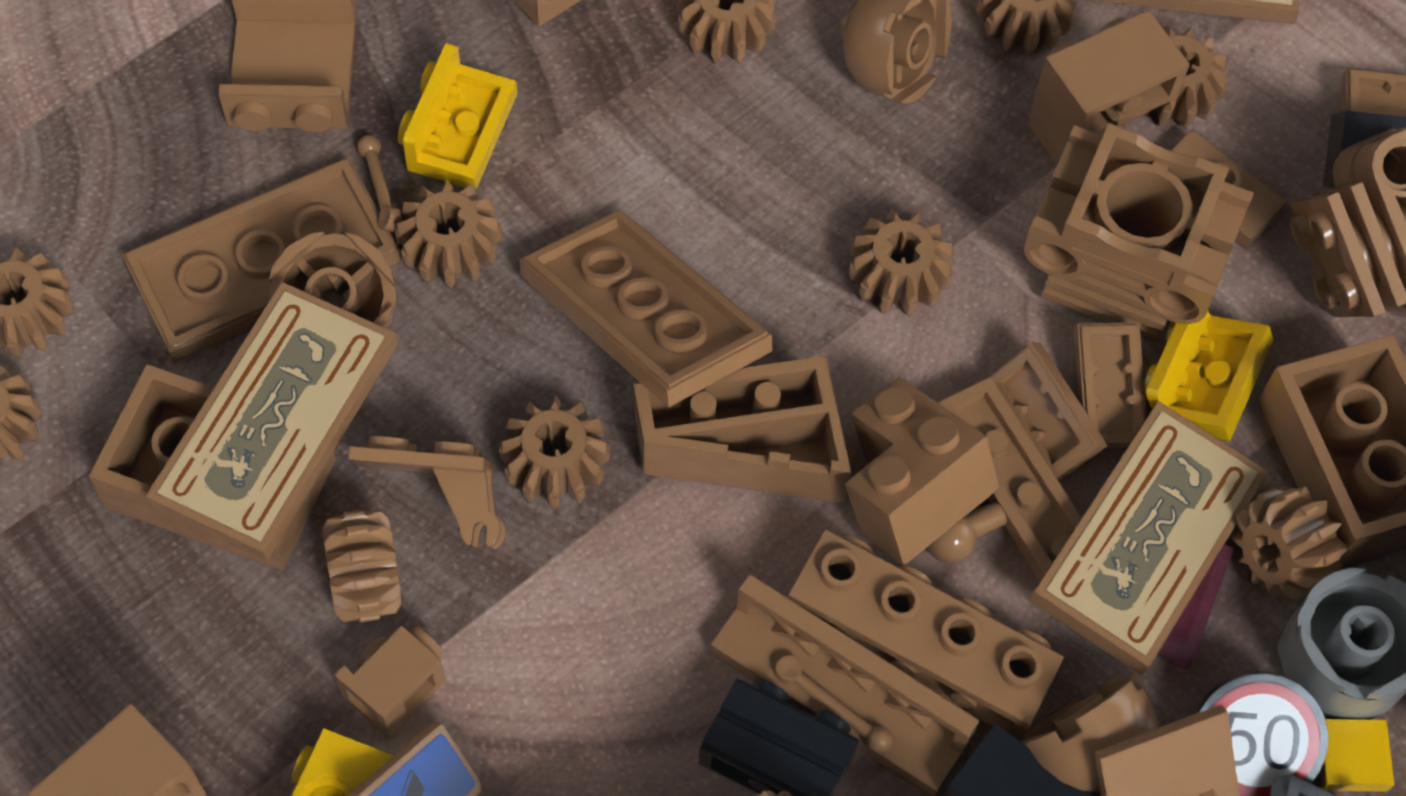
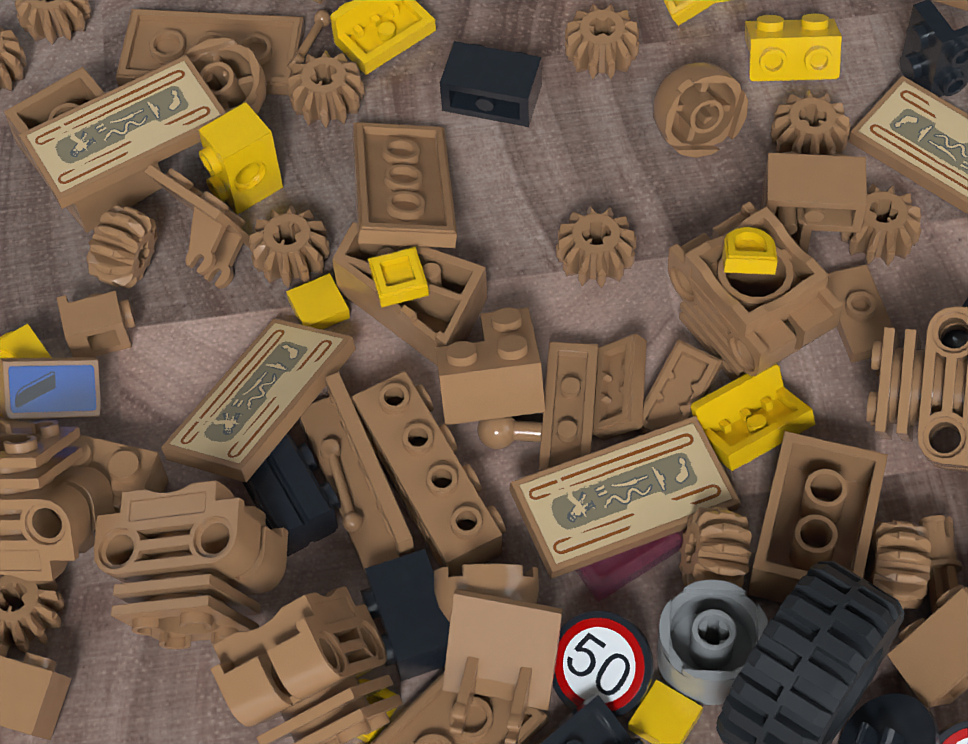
camera: 40 degrees right, 5 degrees down
(427, 375) = (240, 158): none -> yellow brick
(634, 503) = (318, 303): none -> yellow tile
(640, 127) = (491, 83): none -> black brick
(673, 660) = (258, 400): none -> tile
(742, 422) = (398, 277): none -> yellow tile
(1134, 186) = (749, 252): none -> yellow tile

